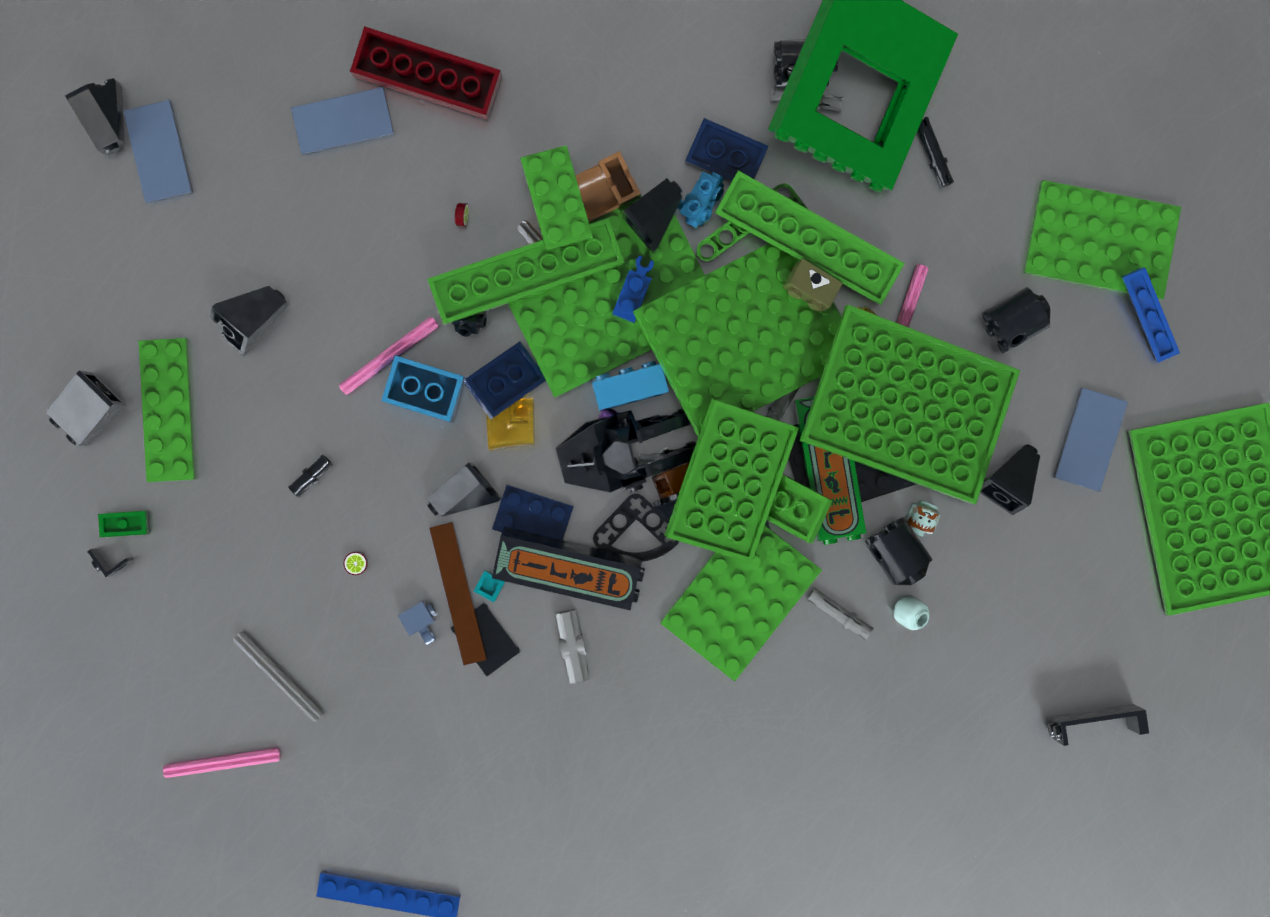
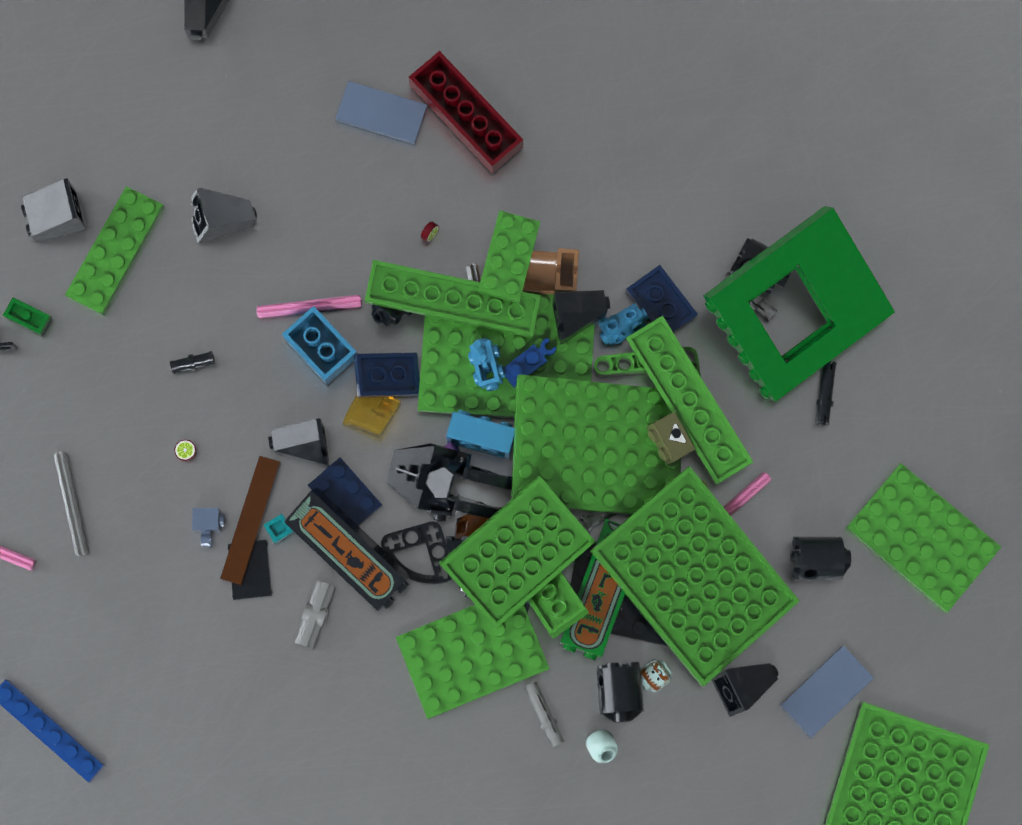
camera: 25 degrees right, 10 degrees down
(158, 151) = (228, 57): sand blue tile -> none
(589, 309) = (484, 357): none -> dark azure brick
(1150, 314) = (930, 617): blue plate -> none

